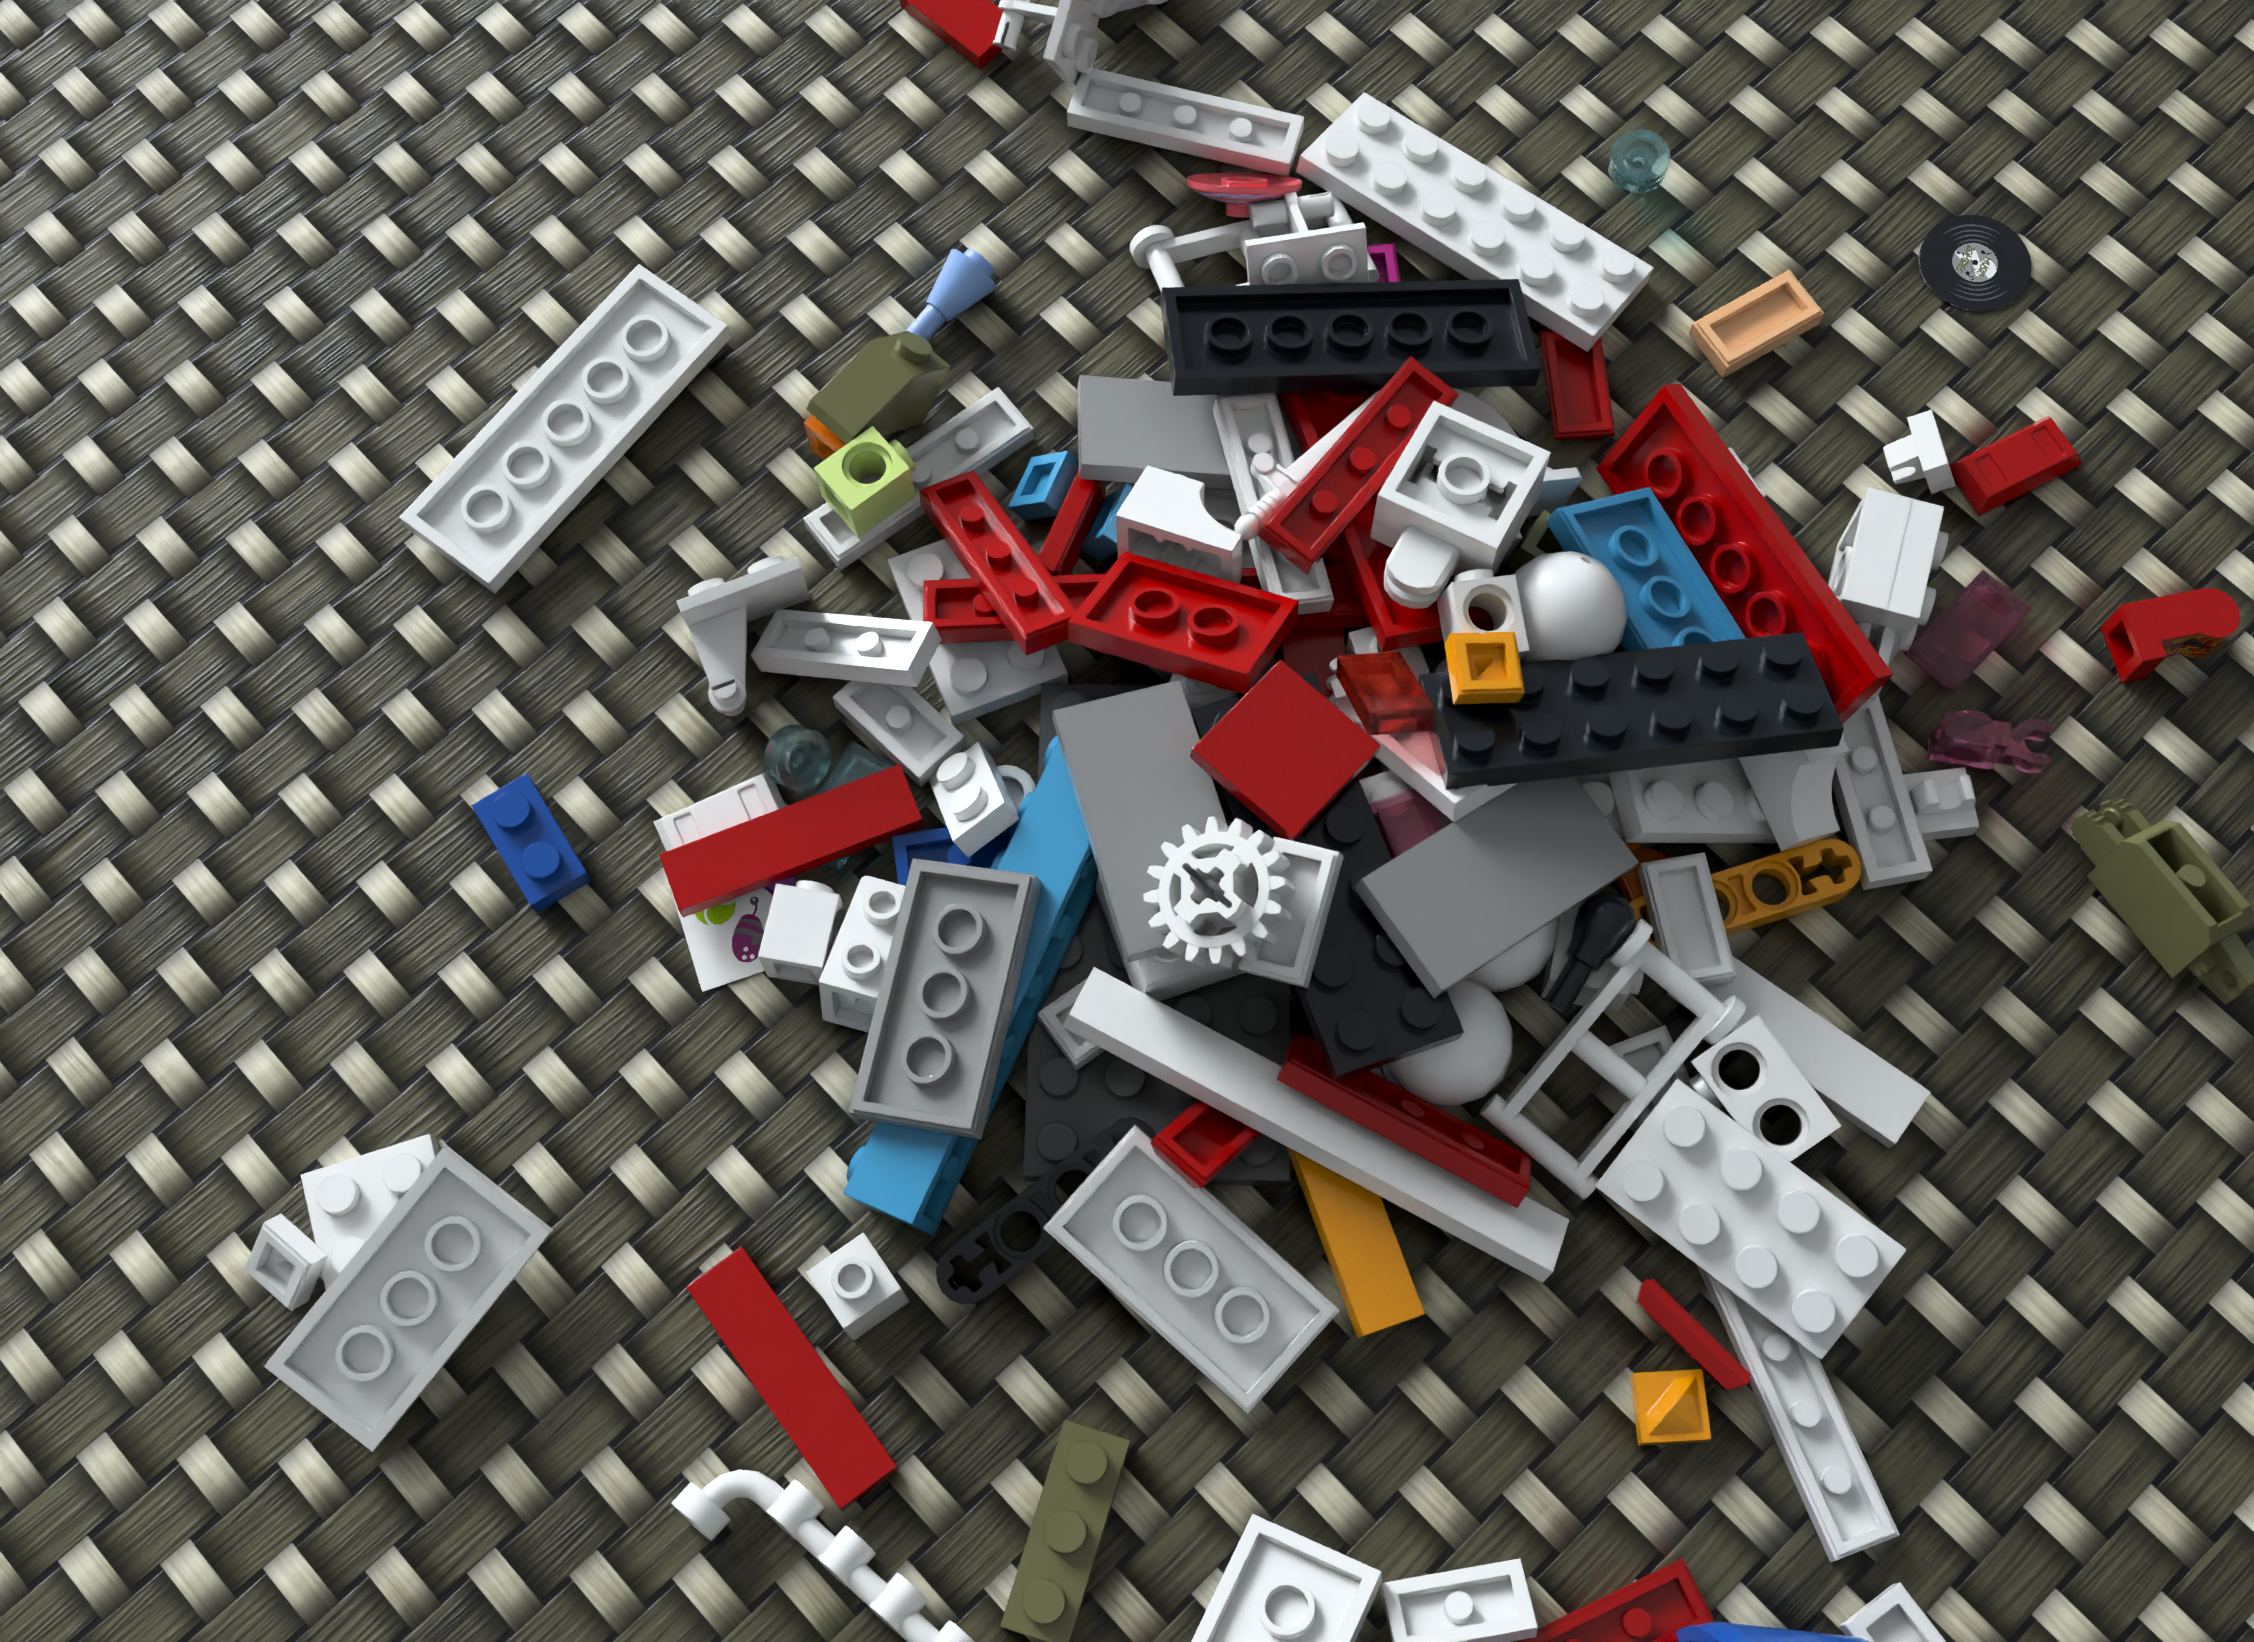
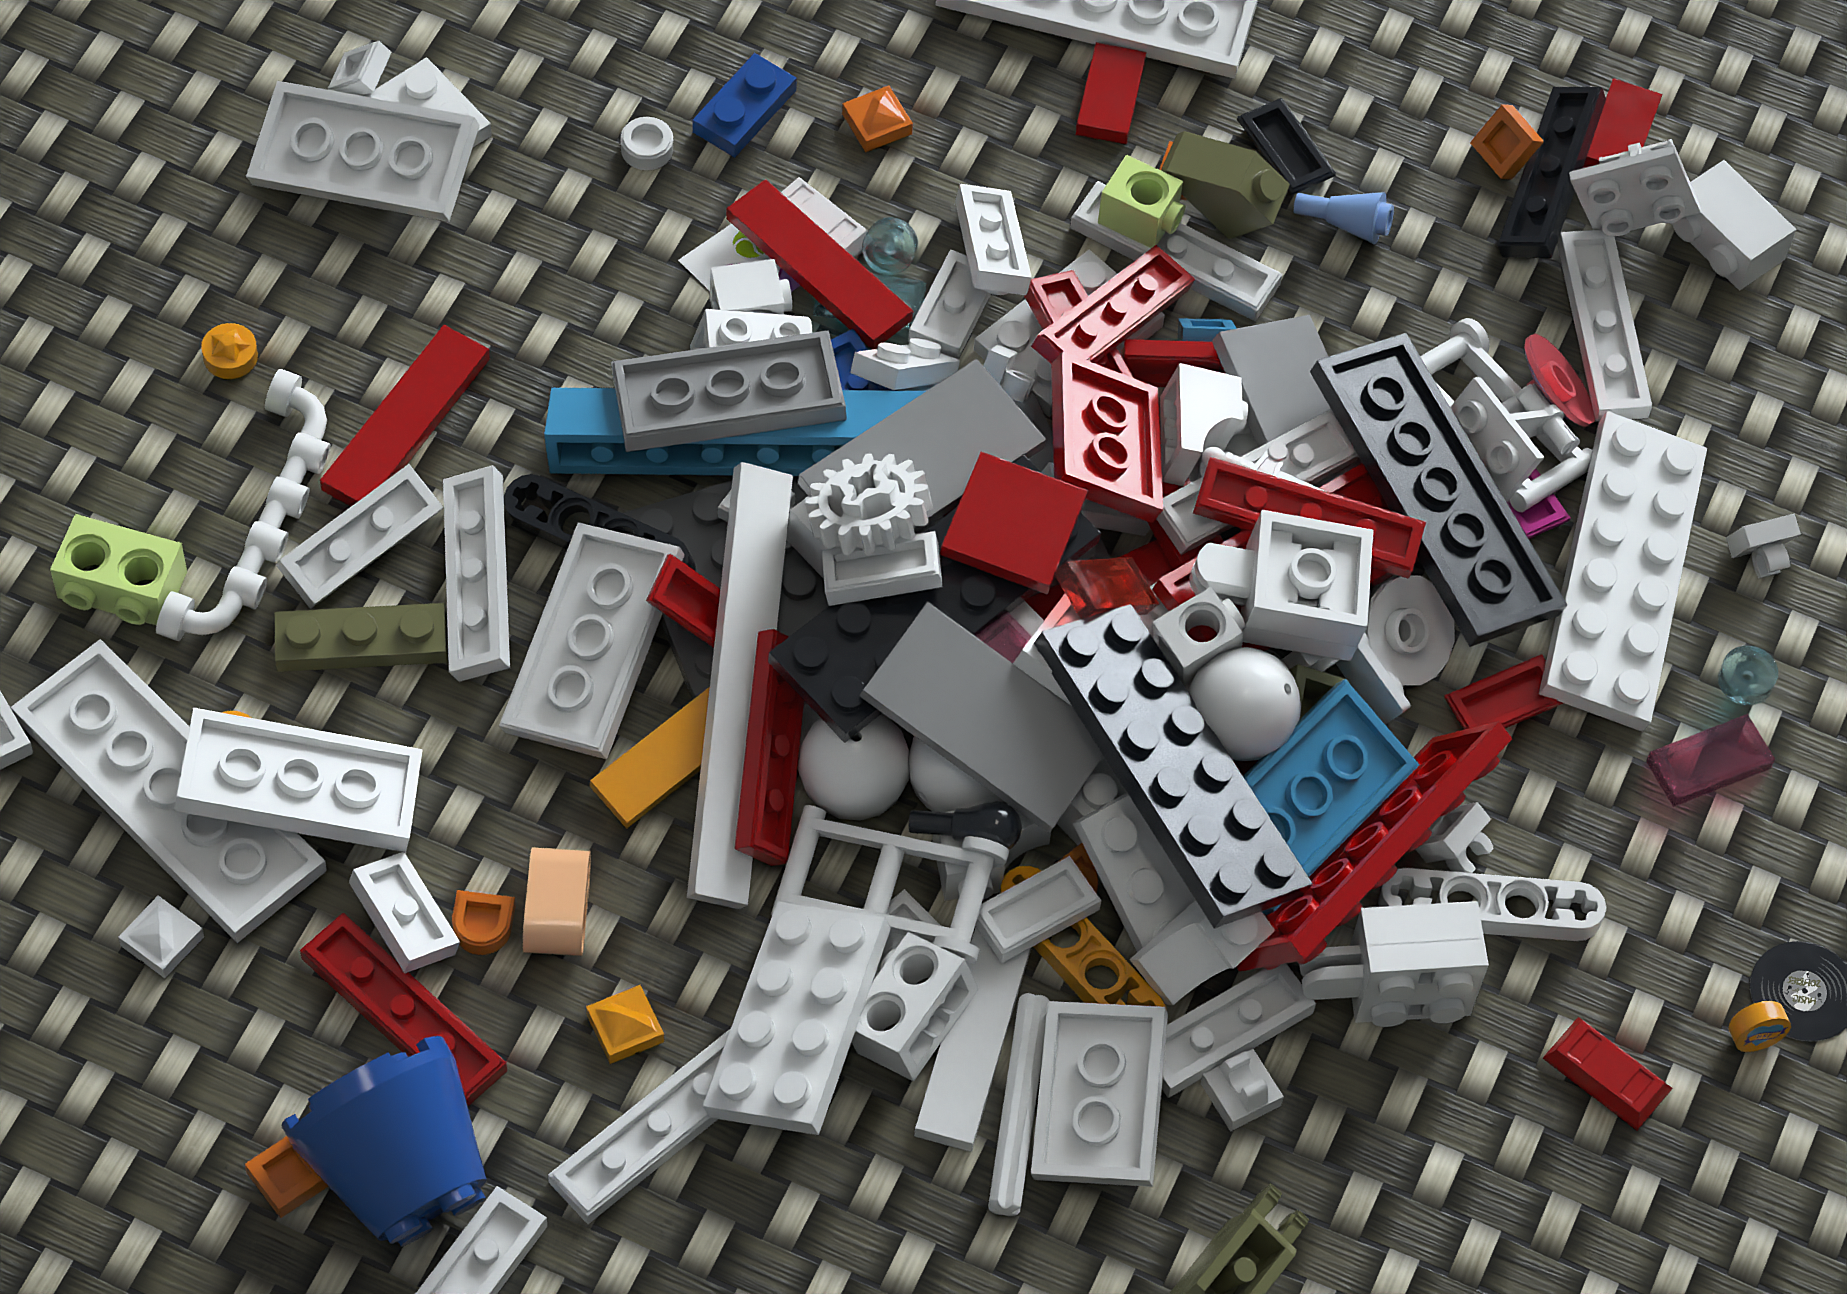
camera: 60 degrees right, 10 degrees down
(533, 968) = (646, 143): none -> white tile
(607, 1556) = (229, 351): none -> light orange tile
(616, 709) = (877, 118): none -> orange tile
(694, 462) = (1111, 93): none -> red tile
(719, 618) = (970, 146): white plate -> none
(838, 321) = (1286, 146): none -> black tile
(857, 1286) = (487, 428): white brick -> none
(935, 116) = (1506, 142): none -> orange plate
(939, 1489) = (359, 536): none -> white plate
(985, 93) = (1545, 184): none -> black tile
(1022, 708) = (1000, 364): none -> white tile
(1041, 1368) = (476, 574): none -> white plate
(1484, 668) = (1145, 629): light orange tile -> none
(1488, 1522) = (482, 921): none -> orange tile
(1493, 85) = (1765, 543): none -> white tile
(1501, 1428) = (556, 901): none -> light nougat beam
(1691, 1336) = (687, 1013): red tile -> none
(1705, 236) = (1710, 760): none -> clear pink tile
(1756, 323) = (1642, 824): light nougat tile -> none
(1811, 493) = (1494, 890): none -> white beam
(1894, 1028) = (1018, 1106): none -> white axle
(1920, 455) = (1572, 983): white tile -> none
(1924, 941) = (1099, 1093): none -> white plate
(1967, 631) = (1418, 1069): clear pink tile -> none
(1979, 742) = (1311, 1095): clear pink plate -> none
(2017, 311) = (1759, 1026): none -> light orange tile
(2161, 627) = (1497, 1227): red leg -> none

